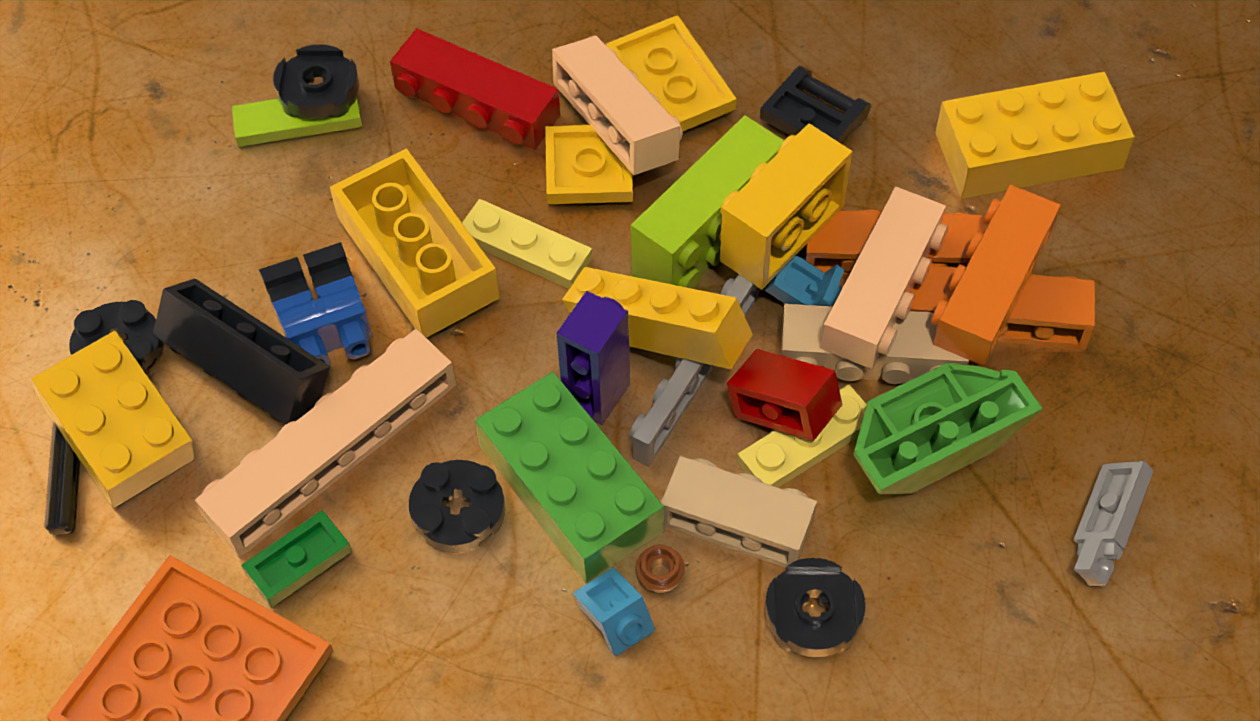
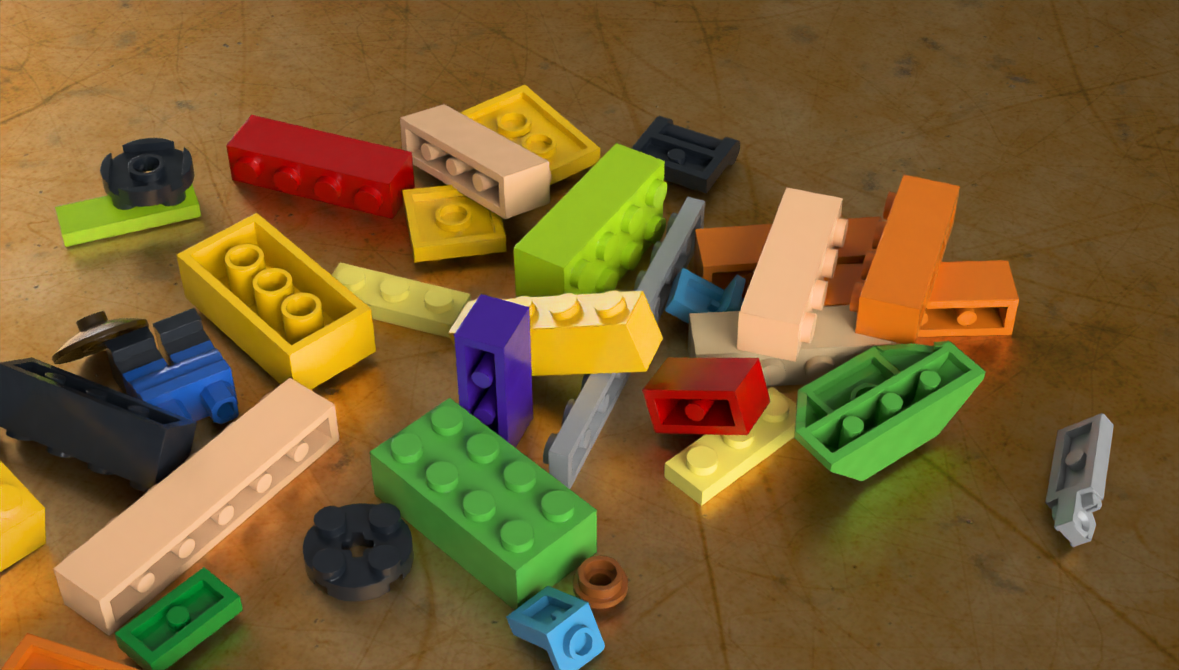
camera: 10 degrees left, 15 degrees down
(254, 258) = (93, 333): none -> dark brown dish
(738, 511) = (678, 517): tan brick -> none
(784, 205) = (673, 215): yellow brick -> none
(811, 635) = (777, 626): black plate -> none
(1033, 135) = (933, 137): yellow brick -> none

